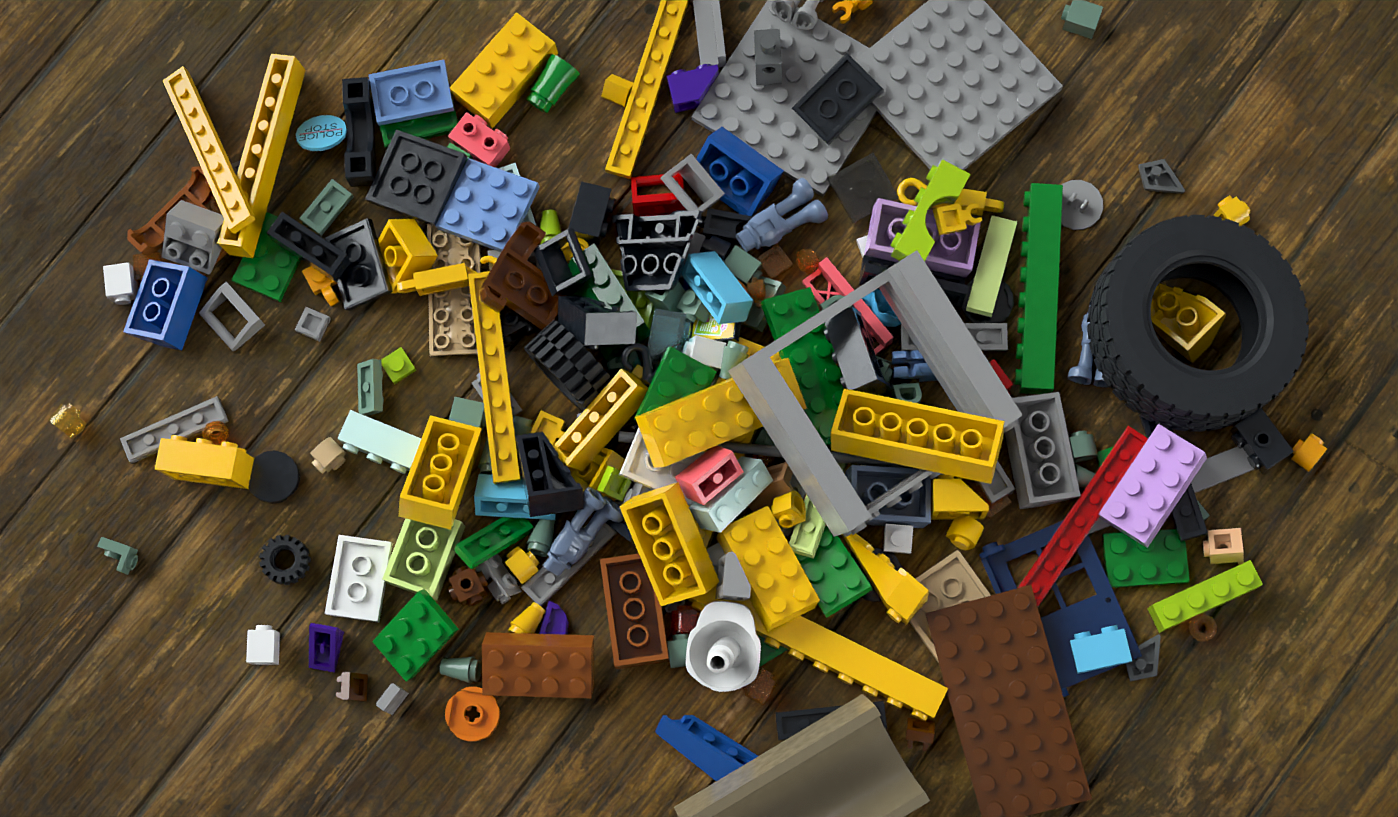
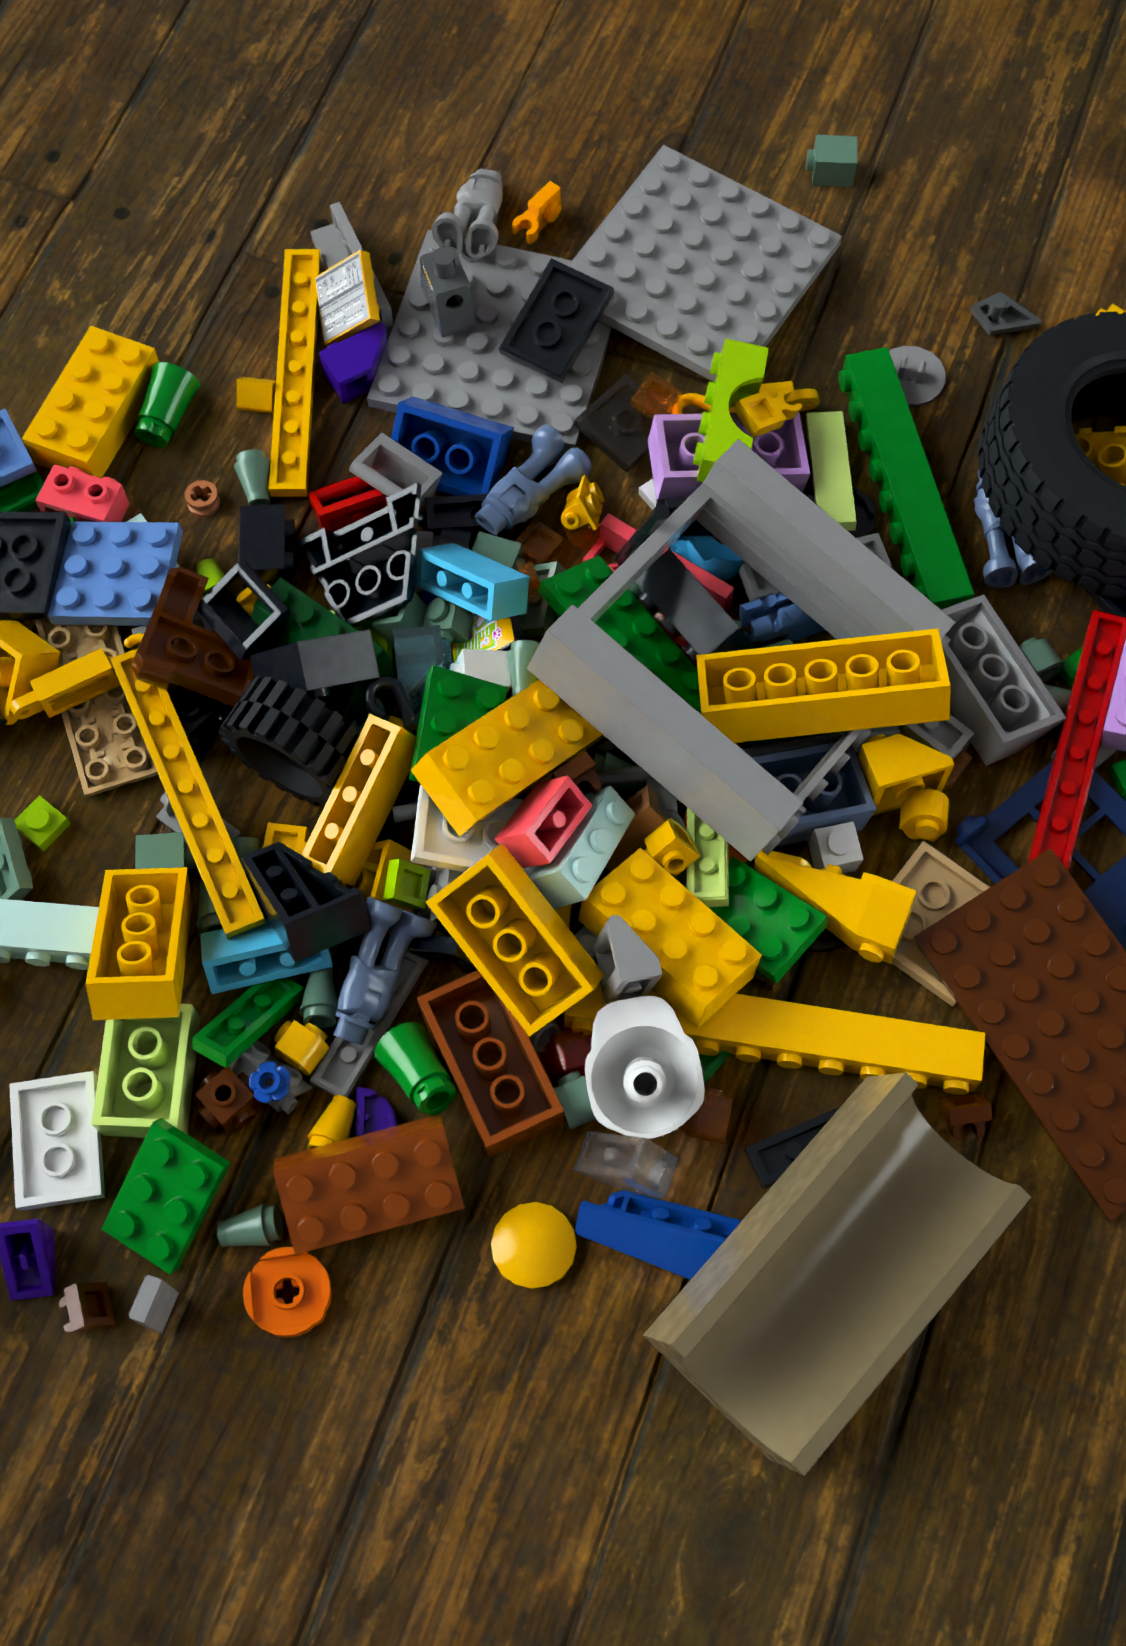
camera: 25 degrees left, 10 degrees down
(503, 585) = (280, 1085): none -> blue plate
(555, 167) = (197, 506): none -> nougat bush
(587, 601) = (416, 1067): none -> green plant
(598, 155) = (254, 474): none -> sand green cone
(628, 731) = (533, 1245): none -> yellow dish
(698, 39) = (347, 298): none -> tile
(699, 699) = (627, 1163): none -> clear slope
(742, 445) = (581, 772): none -> reddish brown tile
(812, 246) = (583, 506): none -> yellow hinge
(838, 290) = (649, 525): none -> black bar
(887, 179) = (655, 396): none -> clear orange plate

